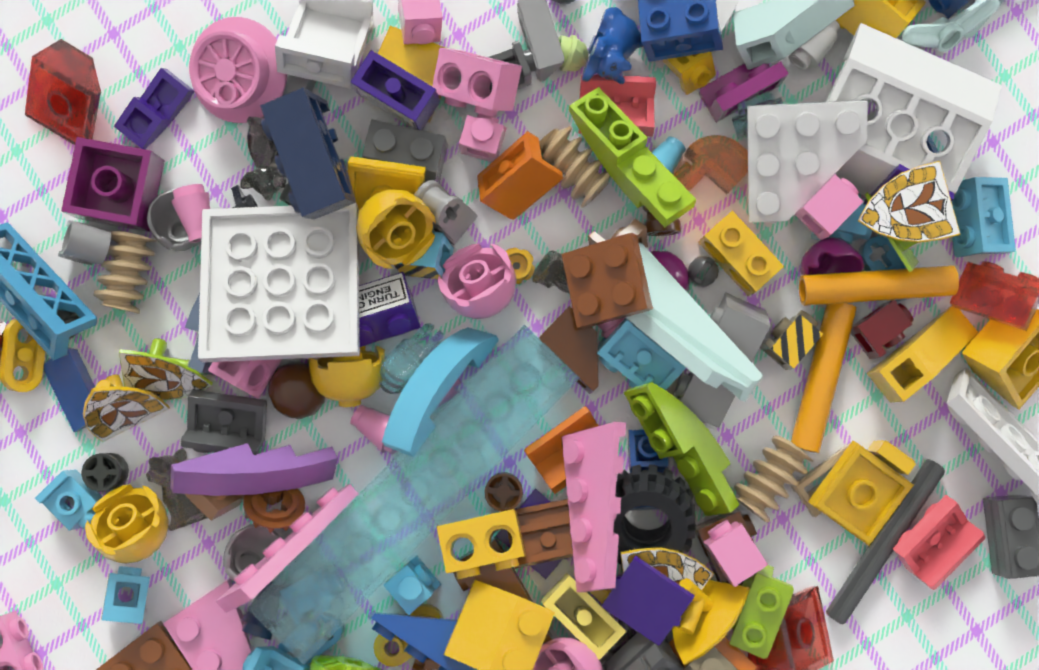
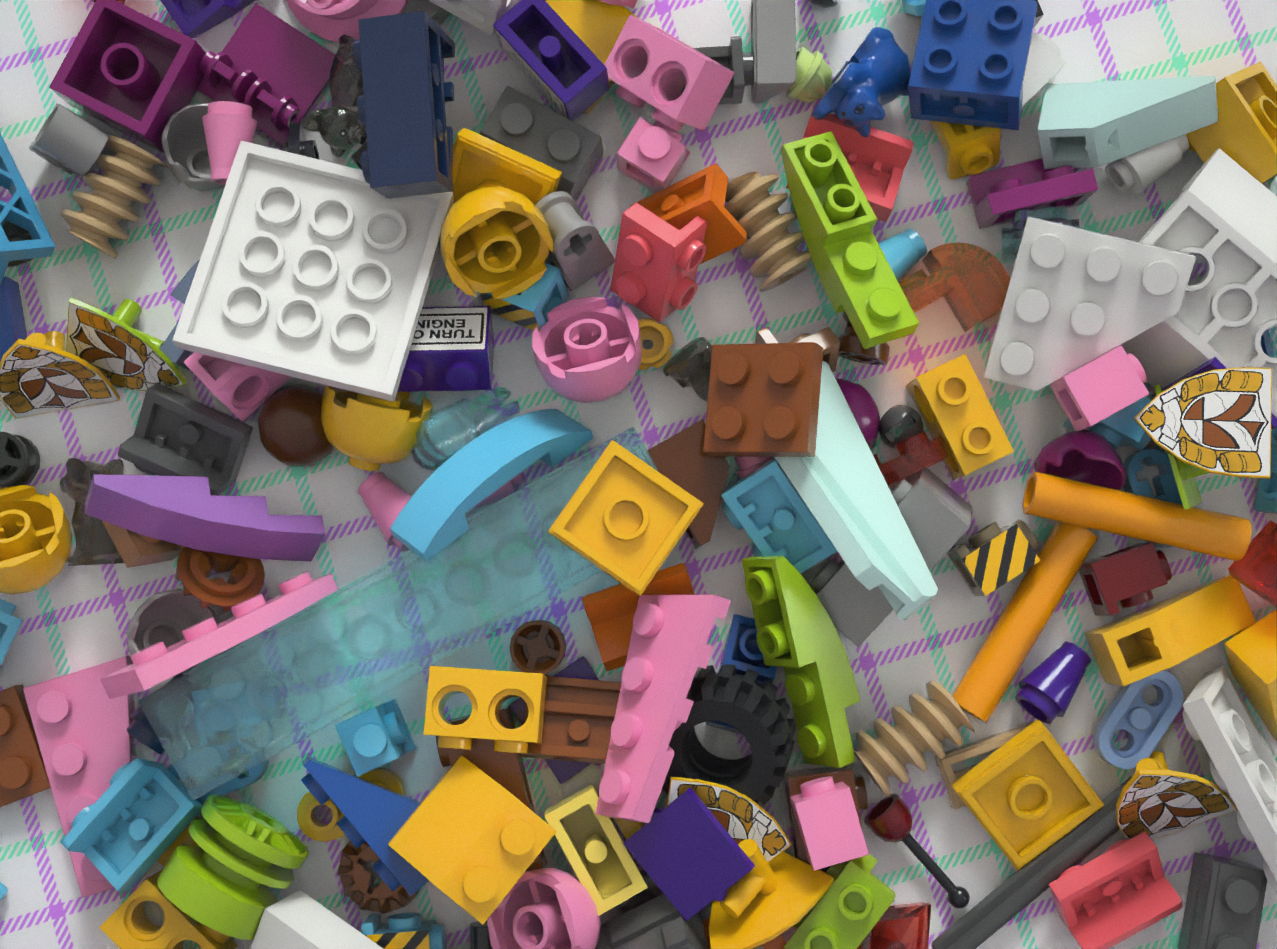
camera: 15 degrees right, 0 degrees up
(205, 155) = (270, 70): none -> magenta hinge
(507, 209) = (657, 262): none -> coral bracket
(538, 387) = (625, 518): none -> yellow tile
(718, 288) = (914, 455): none -> clear red plate
(776, 539) = (892, 823): none -> hinge
(856, 412) = (1053, 683): none -> dark purple cone
(892, 456) = (1085, 757): yellow tile -> none
(922, 422) = (1140, 721): none -> light blue plate
(954, 469) = (1167, 800): none -> shield

